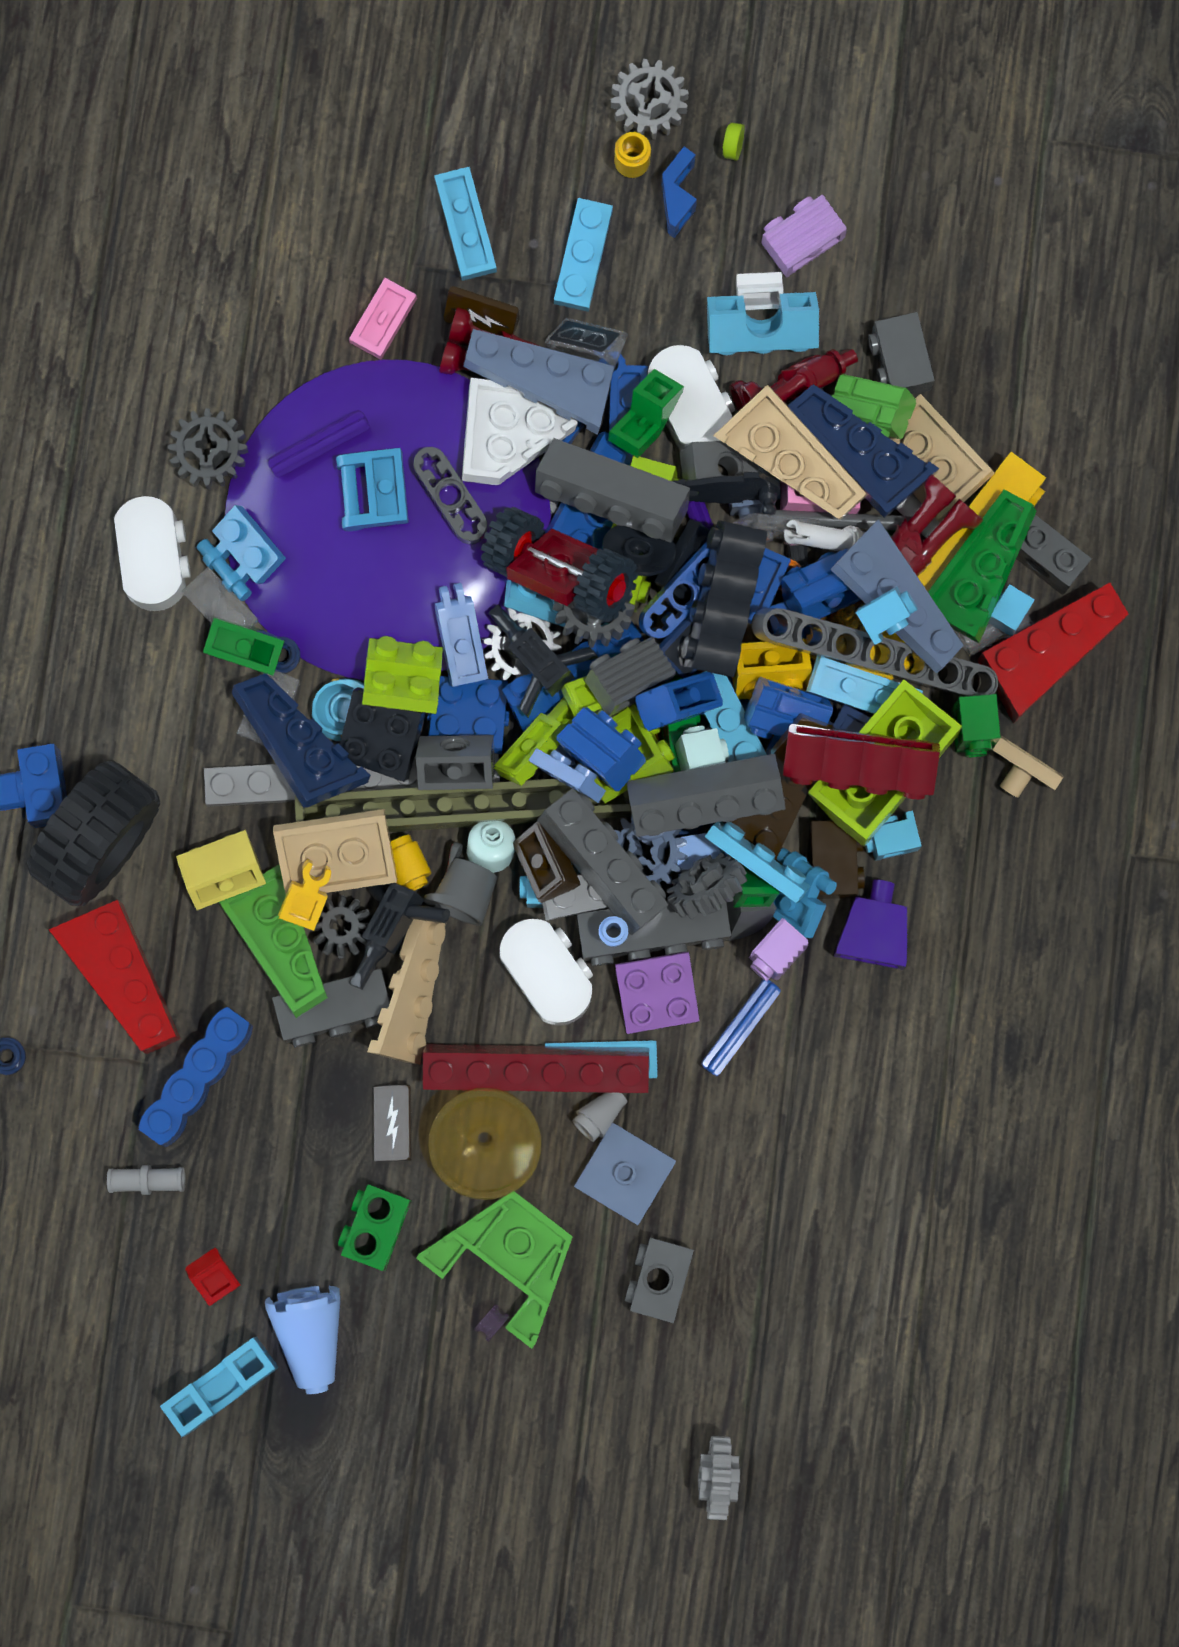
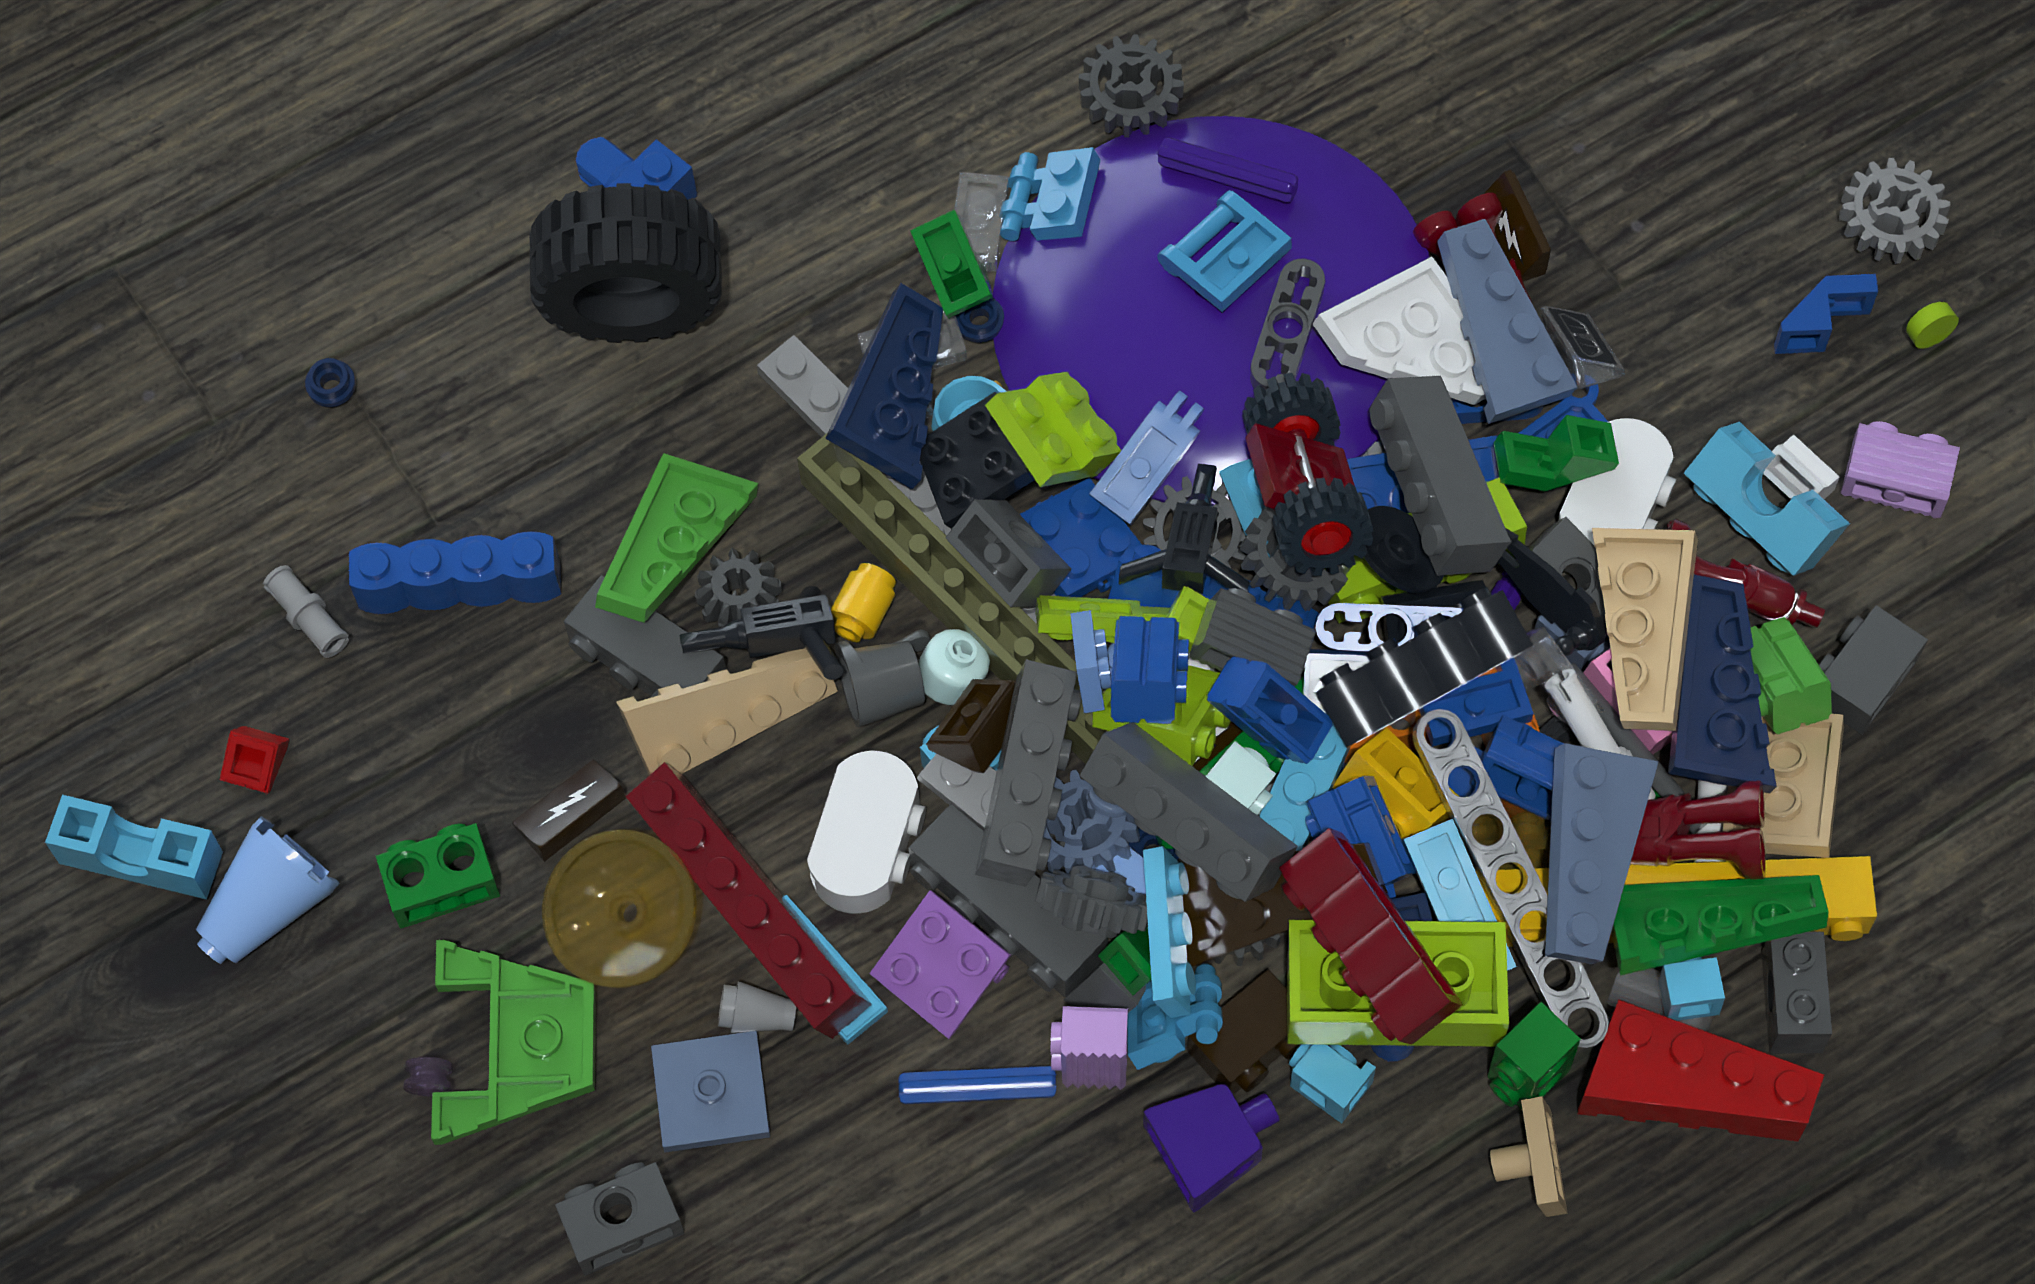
camera: 55 degrees right, 15 degrees down
(117, 969) = (506, 416): red wedge -> none
(151, 553) = (974, 115): white brick -> none
(220, 870) = (697, 427): light yellow brick -> none
(305, 901) = (729, 520): yellow plate -> none
(351, 844) = (806, 511): tan plate -> none
(382, 318) = (1419, 142): bright pink plate -> none
(465, 223) = (1593, 142): medium azure plate -> none
(583, 254) = (1670, 278): medium azure plate -> none
(613, 922) = (966, 845): light blue pin -> none
(632, 145) = (1819, 236): yellow brick -> none
(886, 613) = (1554, 833): medium azure brick -> none

